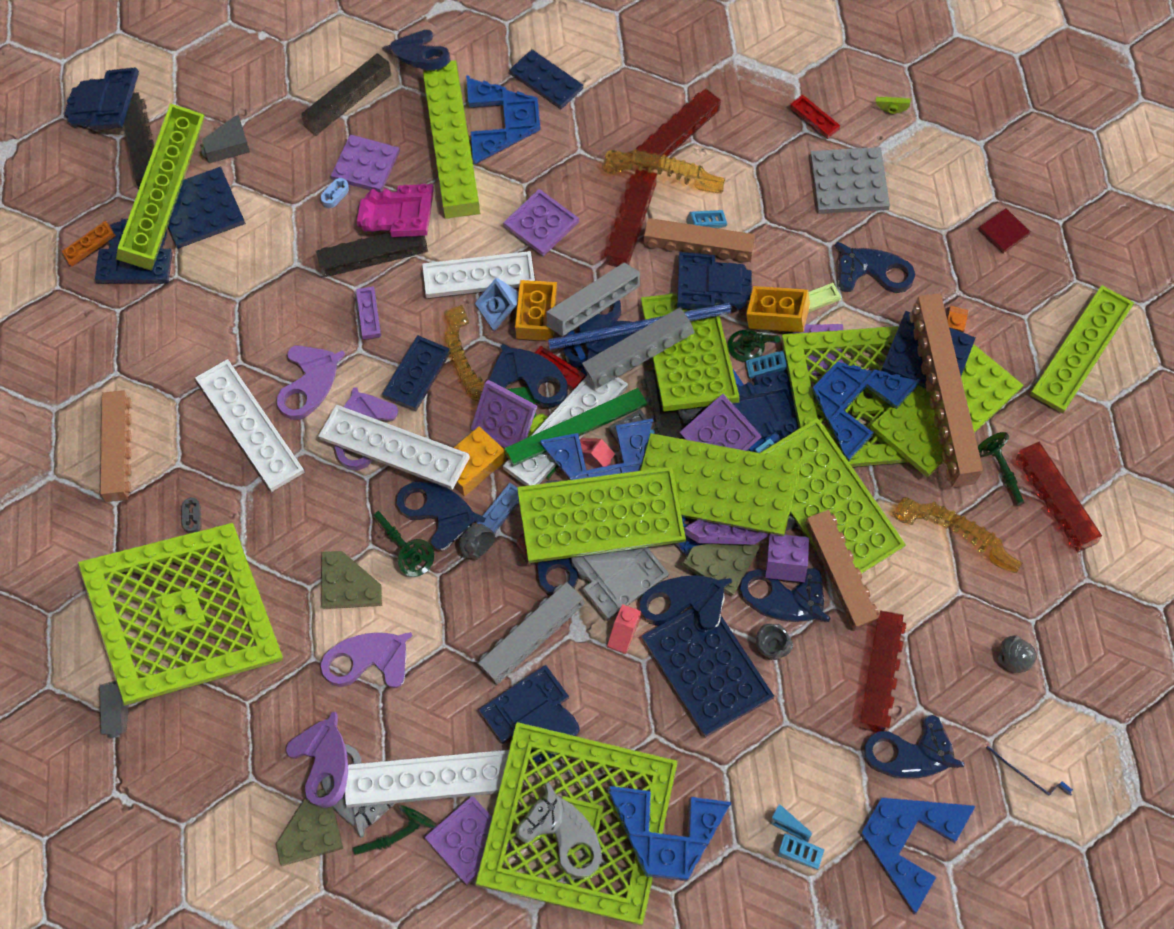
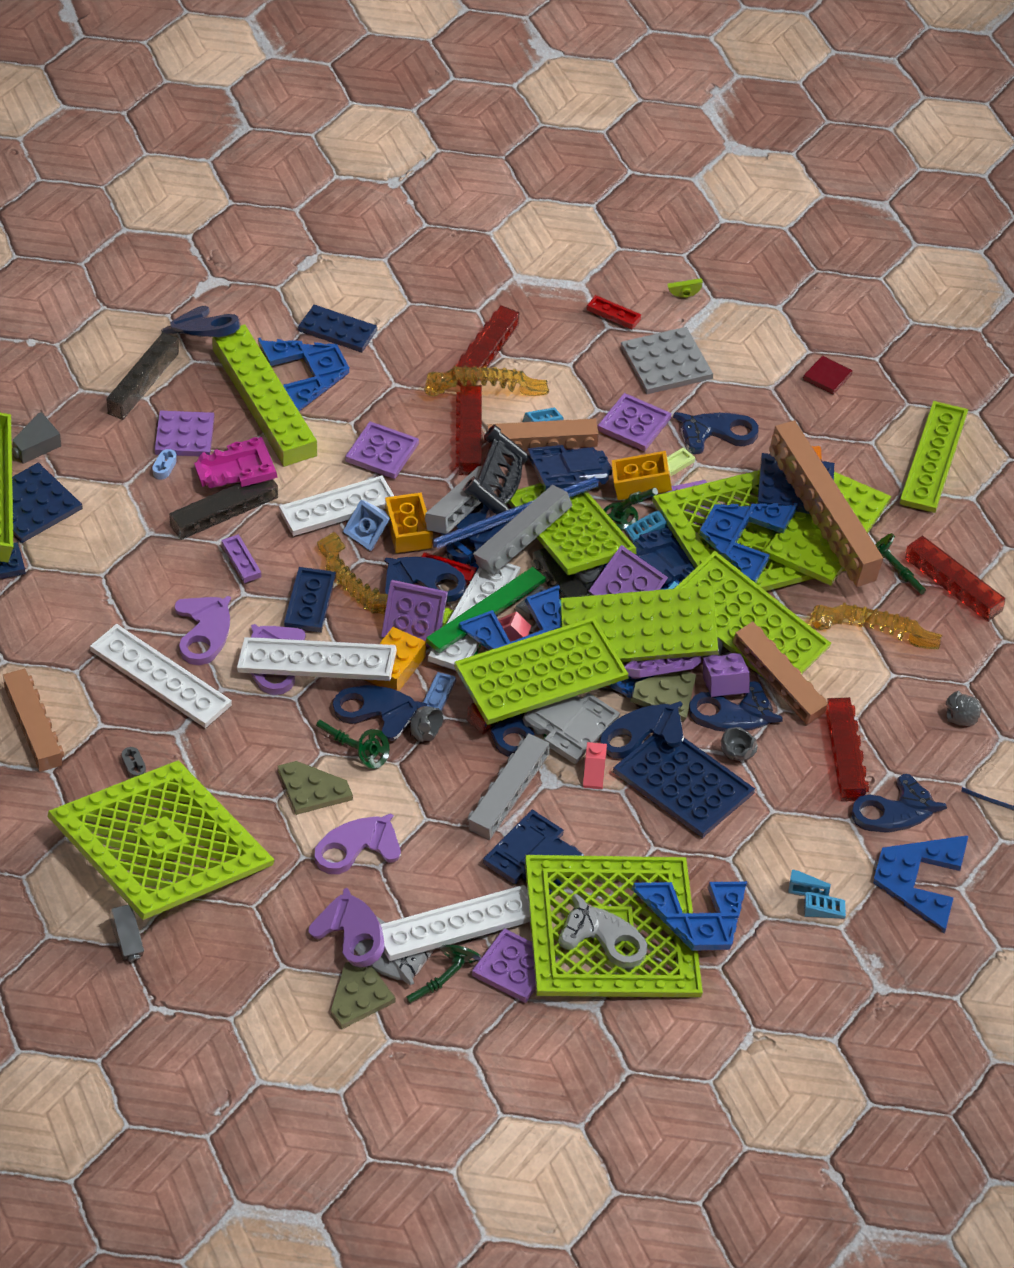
camera: 20 degrees left, 15 degrees down
(613, 295) = (481, 487): none -> black piece
(794, 243) = (634, 422): none -> medium lavender plate

